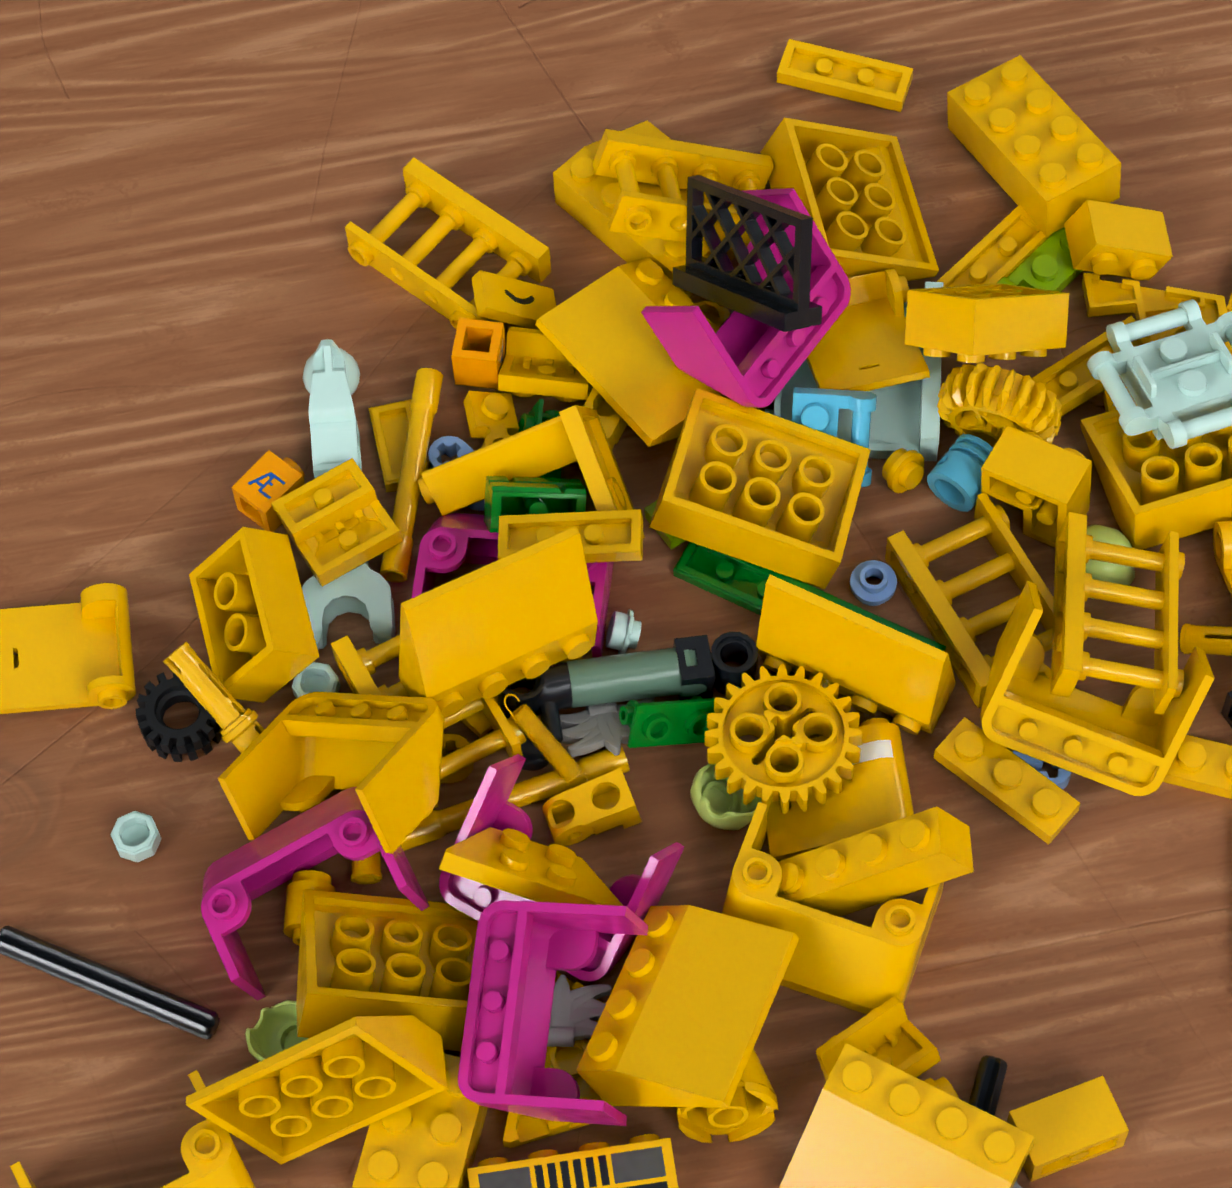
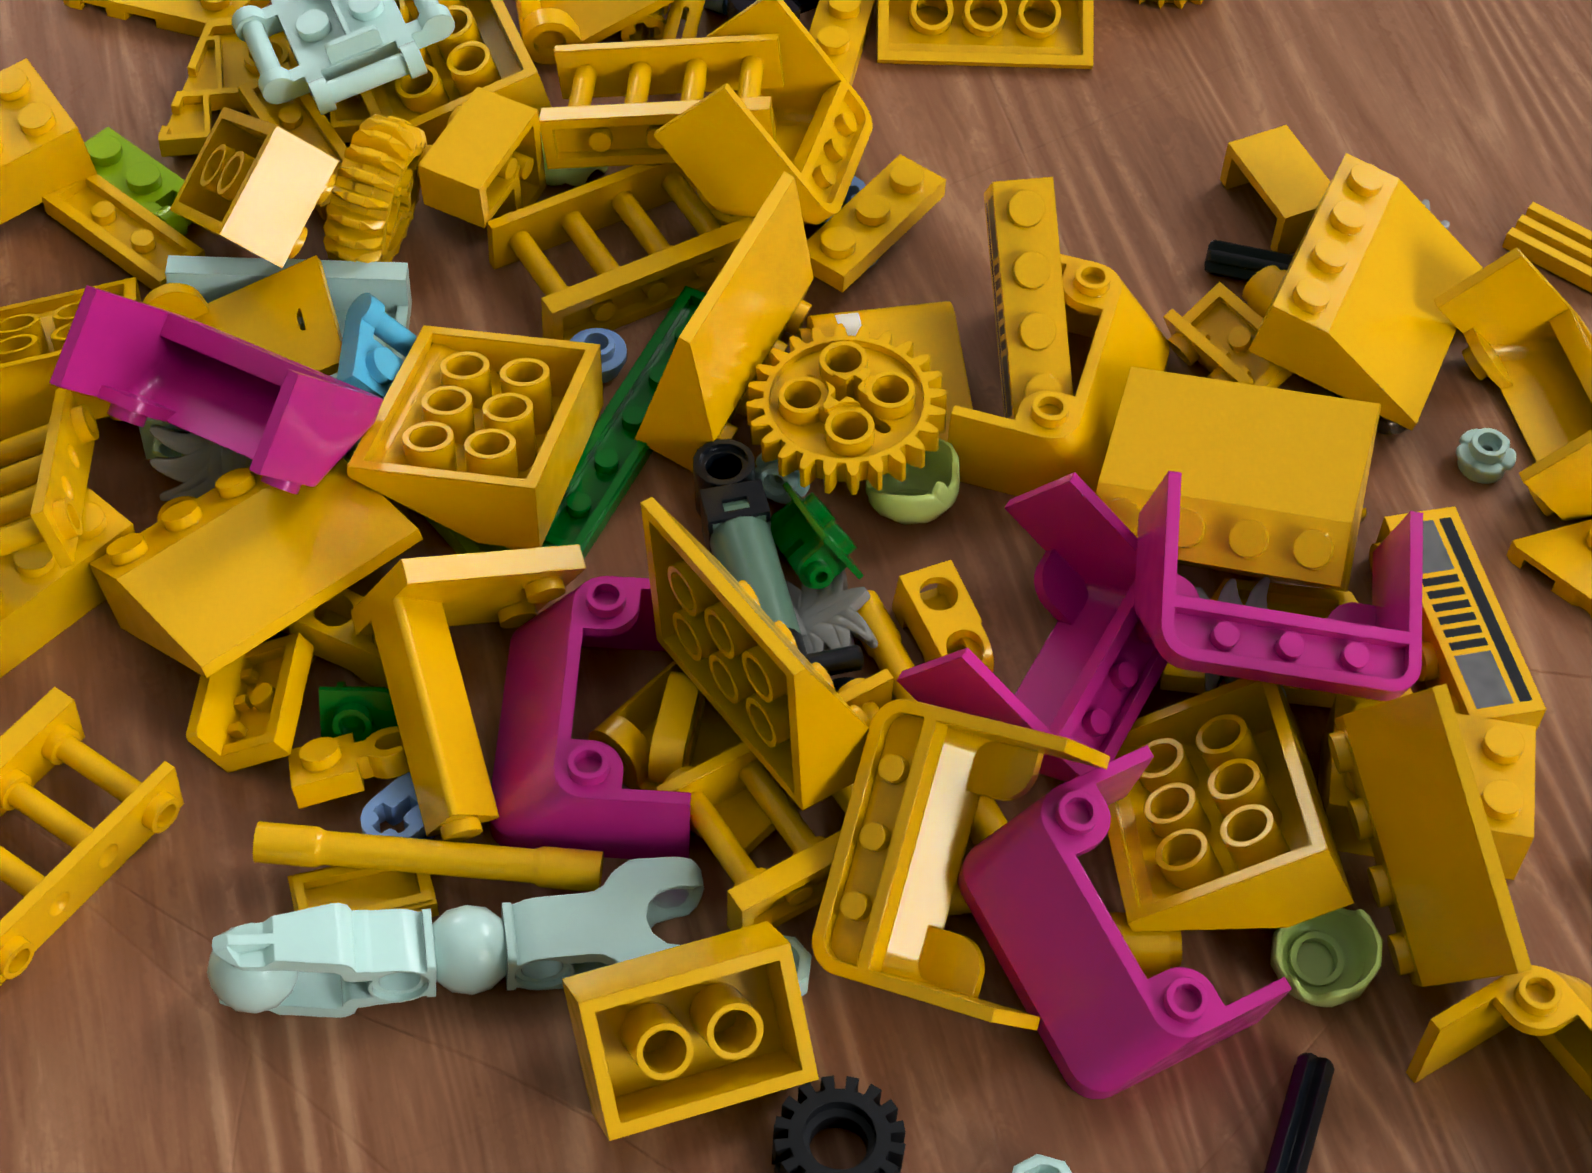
camera: 100 degrees left, 10 degrees down
(237, 724) = (863, 1048): yellow pin -> none
(263, 484) = (449, 1051): light orange brick -> none
(337, 522) = (534, 919): yellow slope -> none
(478, 352) = (228, 774): light orange brick -> none
(511, 299) = (139, 736): yellow tile -> none
(526, 868) = (1071, 651): yellow wing -> none
(530, 496) = (514, 668): green brick -> none
(545, 742) = (873, 654): yellow piece -> none
(604, 534) = (592, 593): yellow plate -> none
(743, 287) = (196, 411): black fence -> none
(903, 470) = (435, 311): yellow plate -> none
(958, 473) = (440, 251): medium azure piece -> none
(1118, 240) = (123, 97): yellow brick -> none

